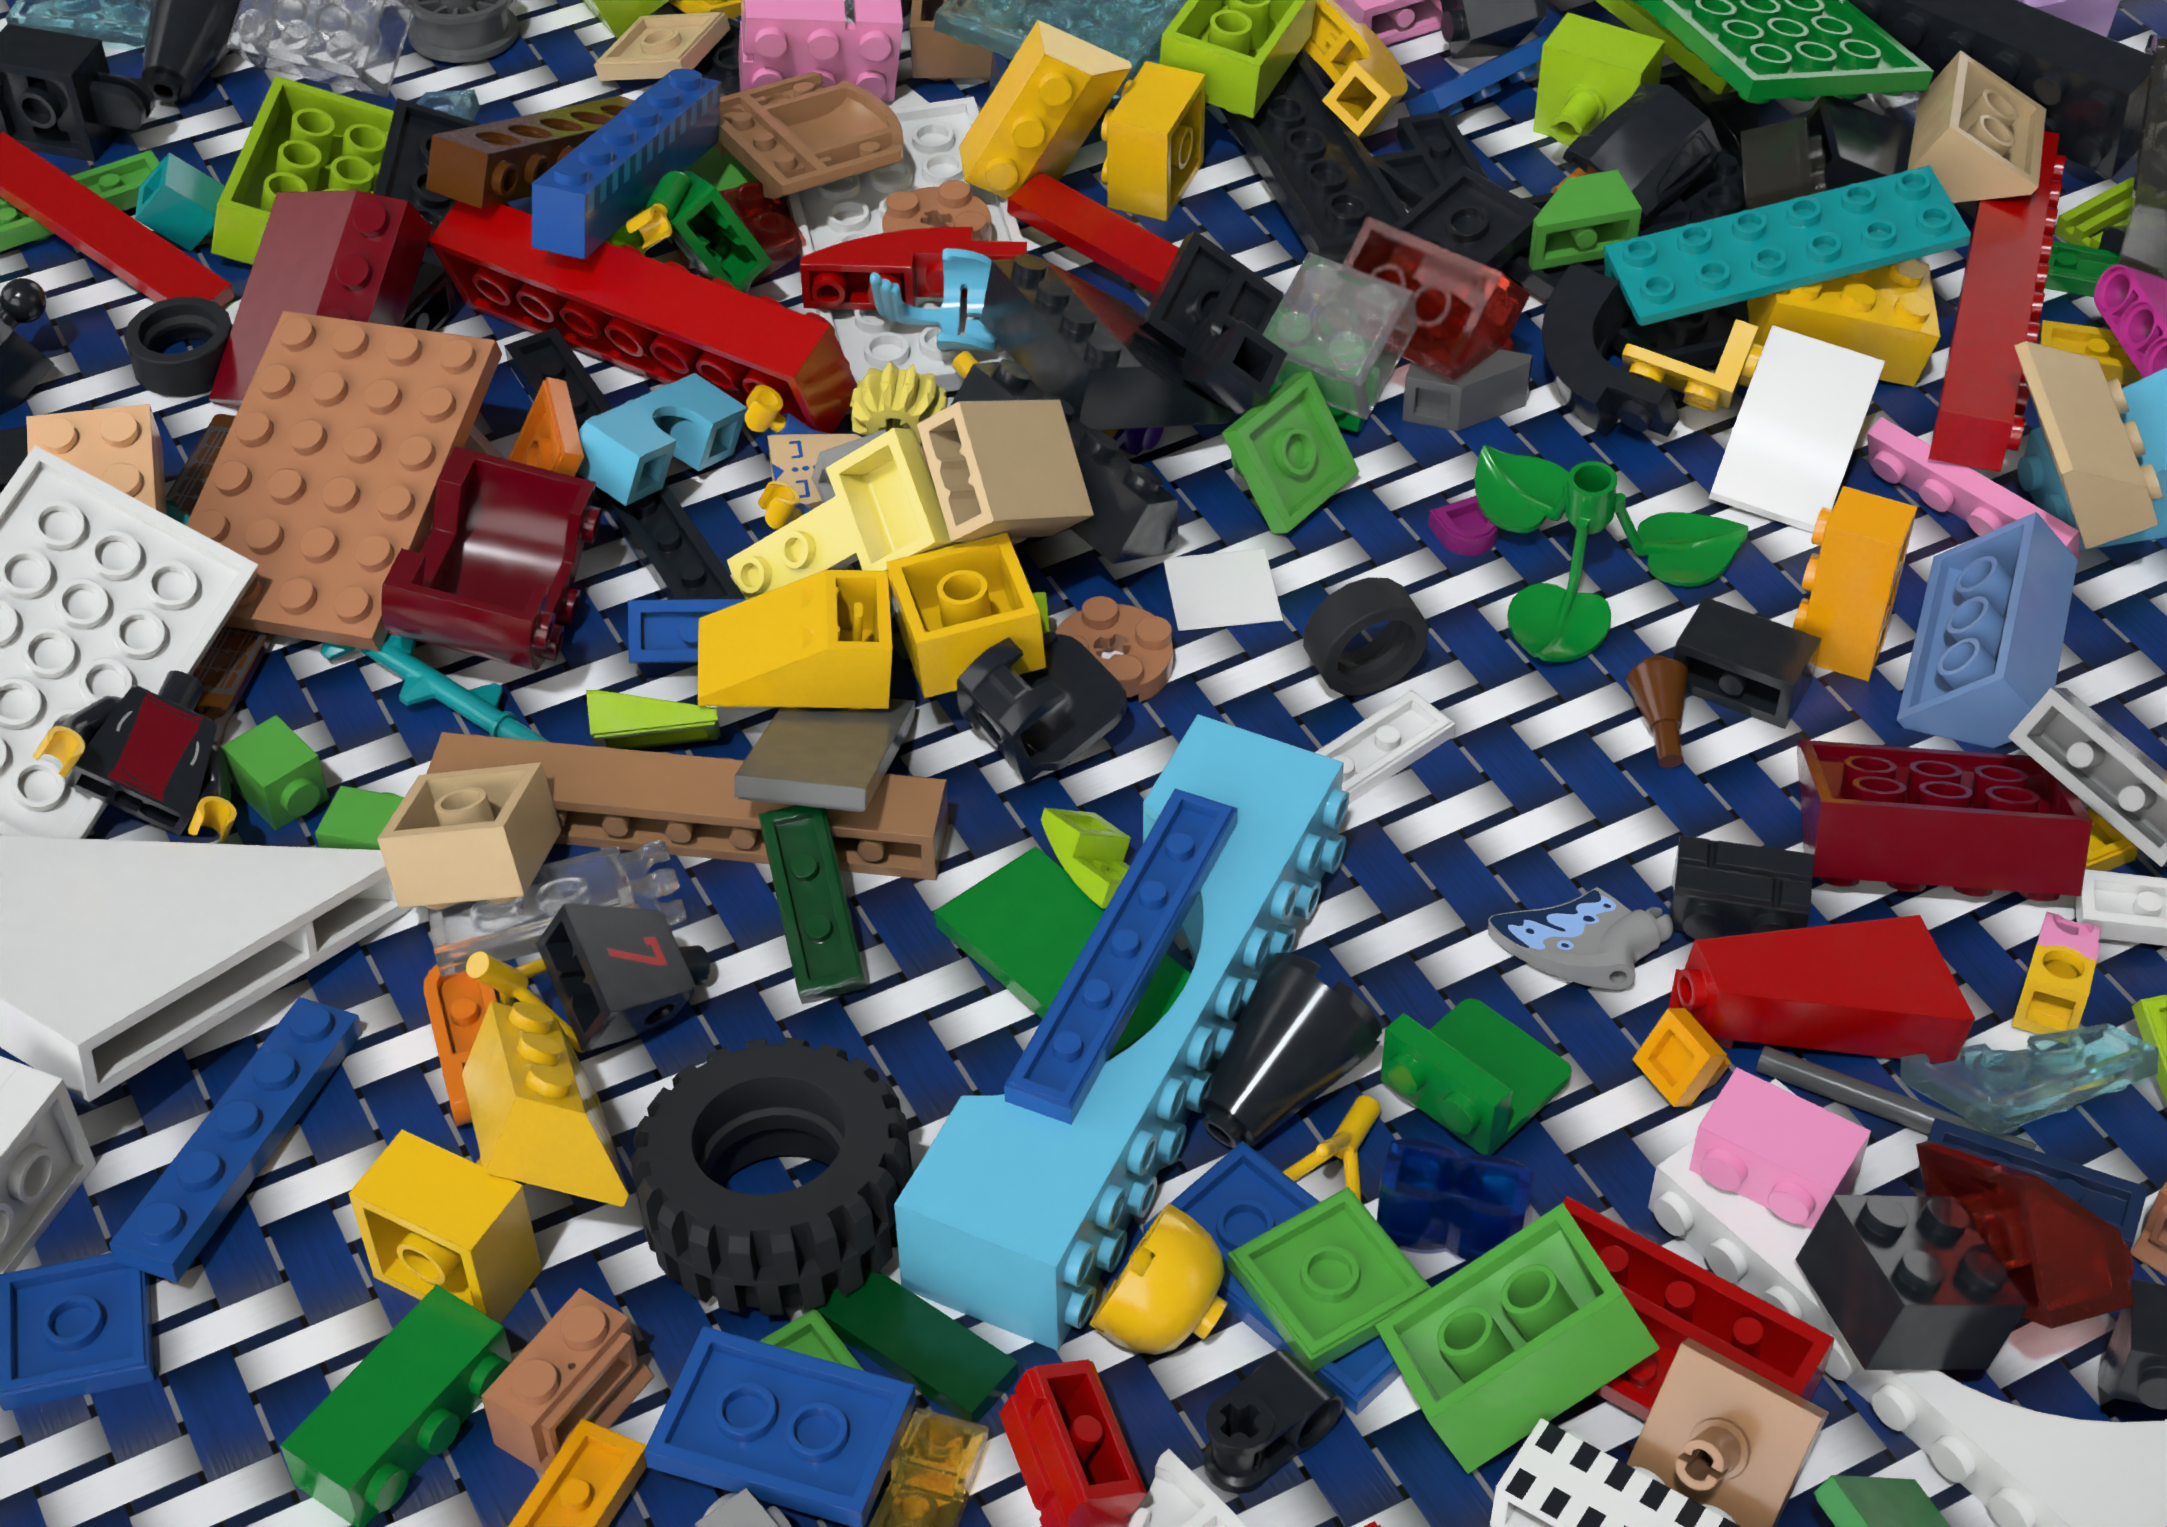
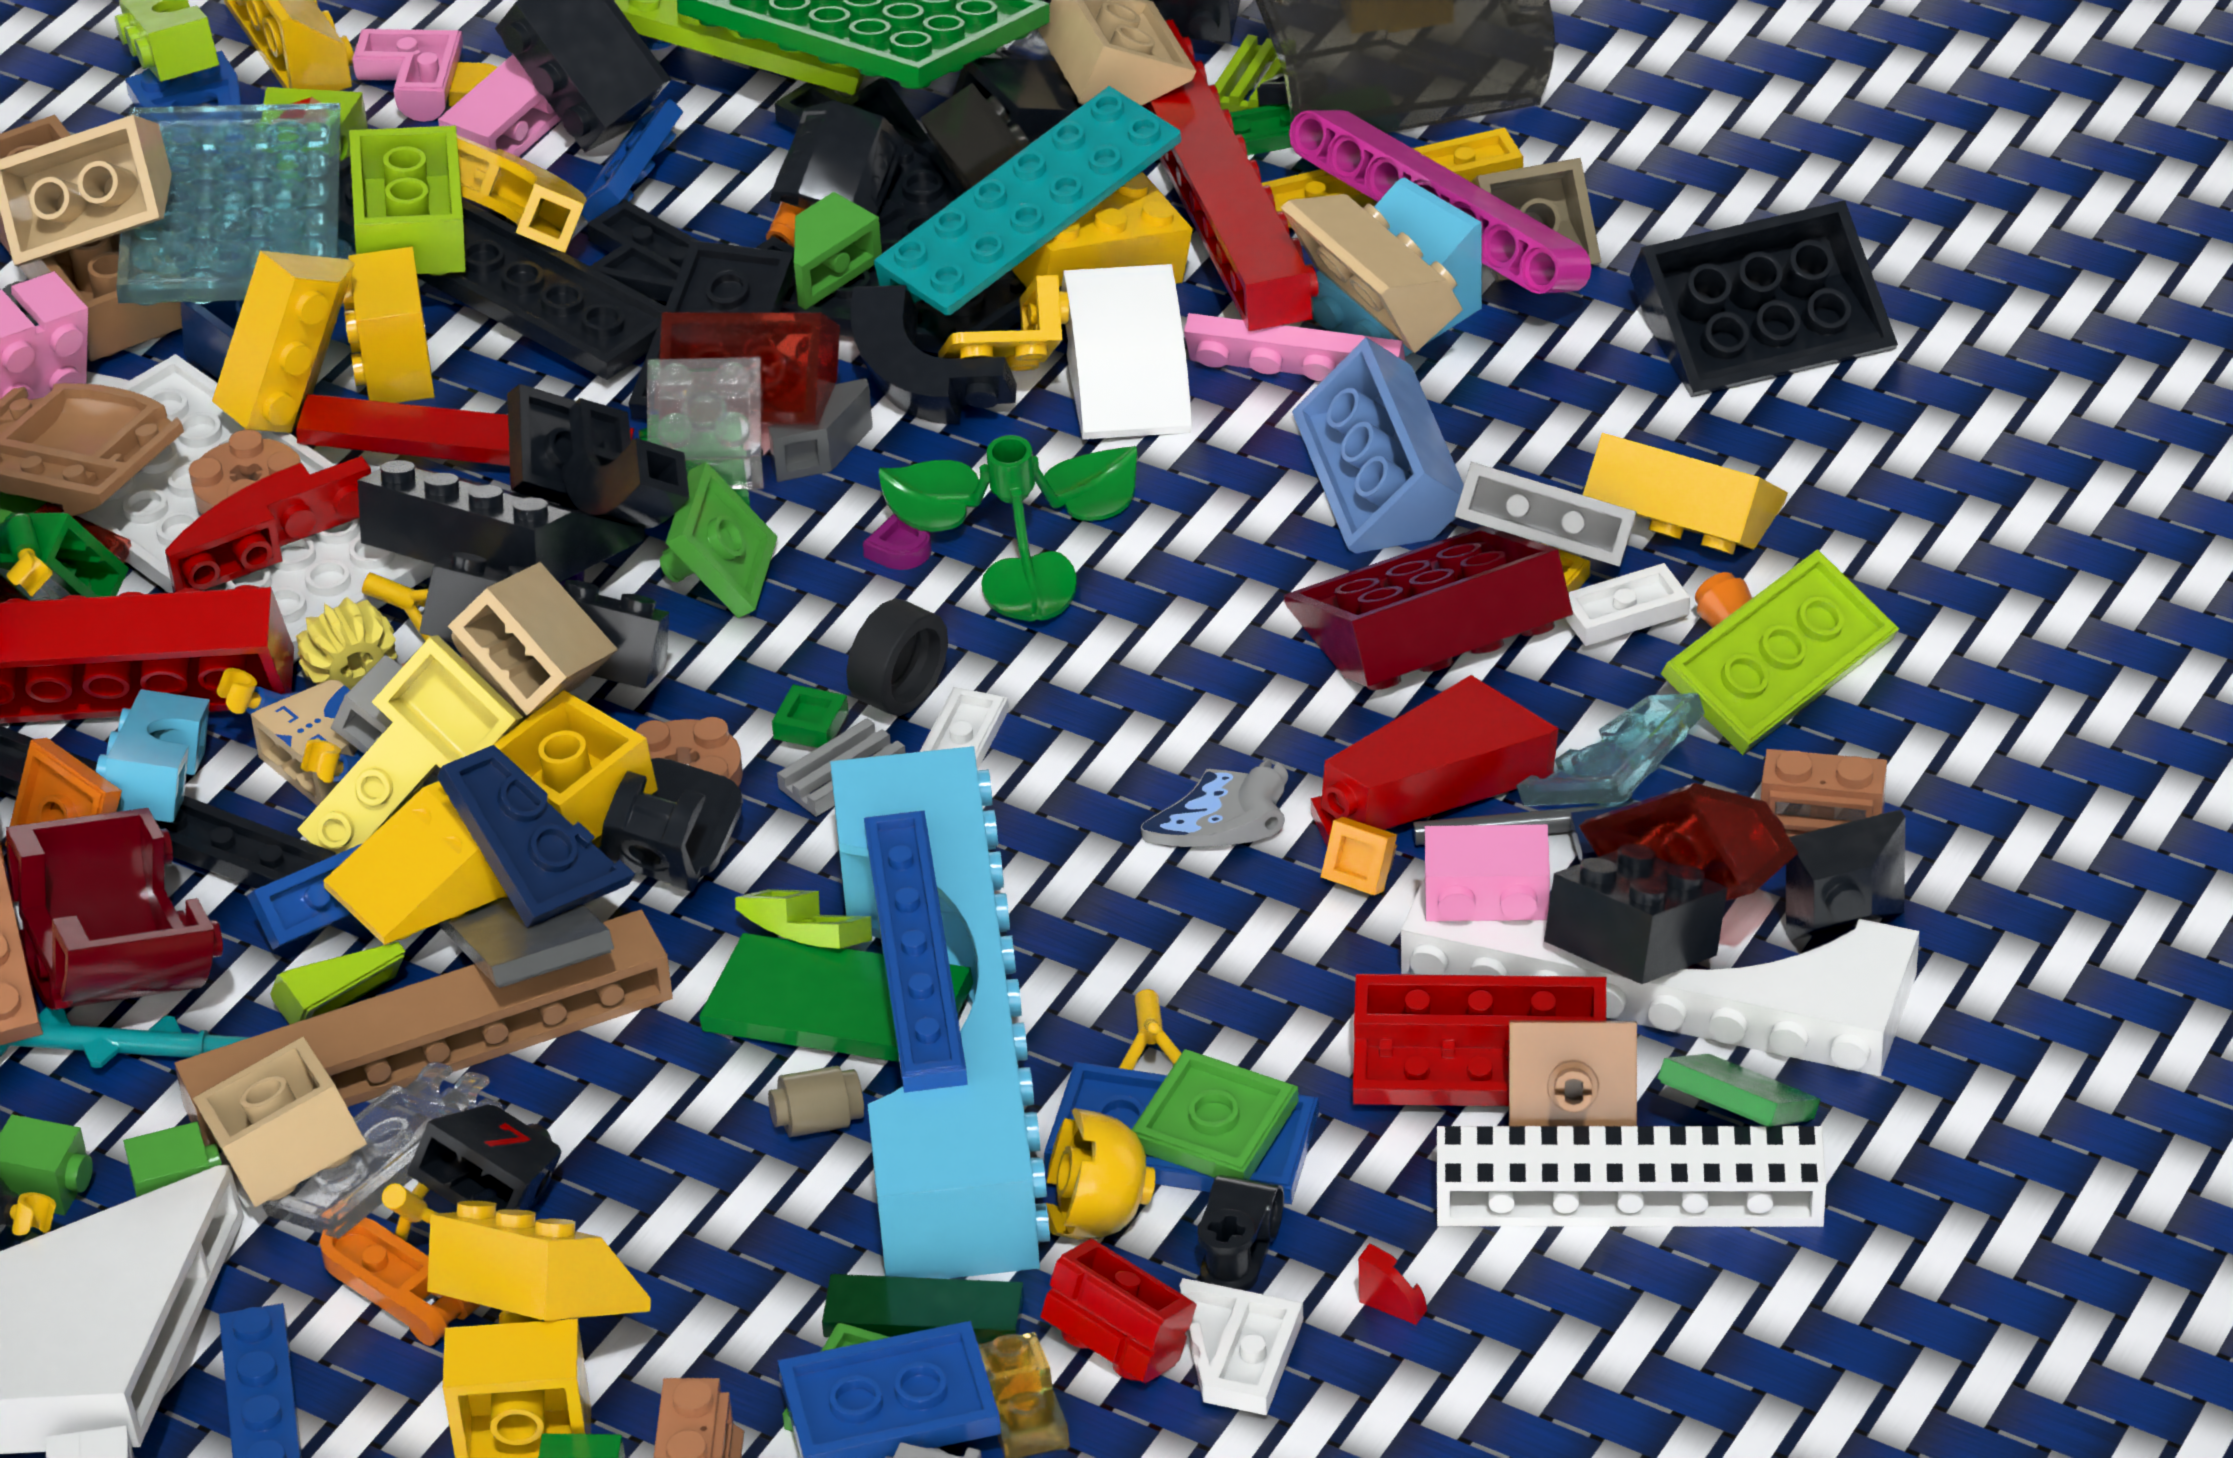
camera: 30 degrees left, 5 degrees down
(756, 1107) = (758, 1293): black tyre -> none
(812, 902) = (600, 1048): dark green tile -> none
(862, 666) = (527, 843): none -> dark blue wing
(961, 271) = (319, 503): medium azure helmet -> none
(968, 1055) = (816, 1100): none -> dark tan brick
(1222, 589) = (731, 678): white sticker -> none
(1256, 659) = (809, 716): none -> green plate
(1262, 708) = (815, 769): none -> light grey tile
(1285, 1050) = (1067, 975): black cone -> none
(1451, 1201) = (1272, 1021): clear blue brick -> none
(1472, 1072) = (1212, 938): green bracket -> none
(1515, 1338) = (1384, 1081): bright green slope -> none
(1590, 73) = (746, 122): lime brick -> none
(1660, 694) = (1154, 603): reddish brown cone -> none
(1738, 888) = (1318, 719): black brick -> none
(1747, 661) = (1205, 552): black brick -> none
(1854, 579) = (1262, 450): light orange brick -> none
(2058, 976) = (1593, 677): yellow leg -> none

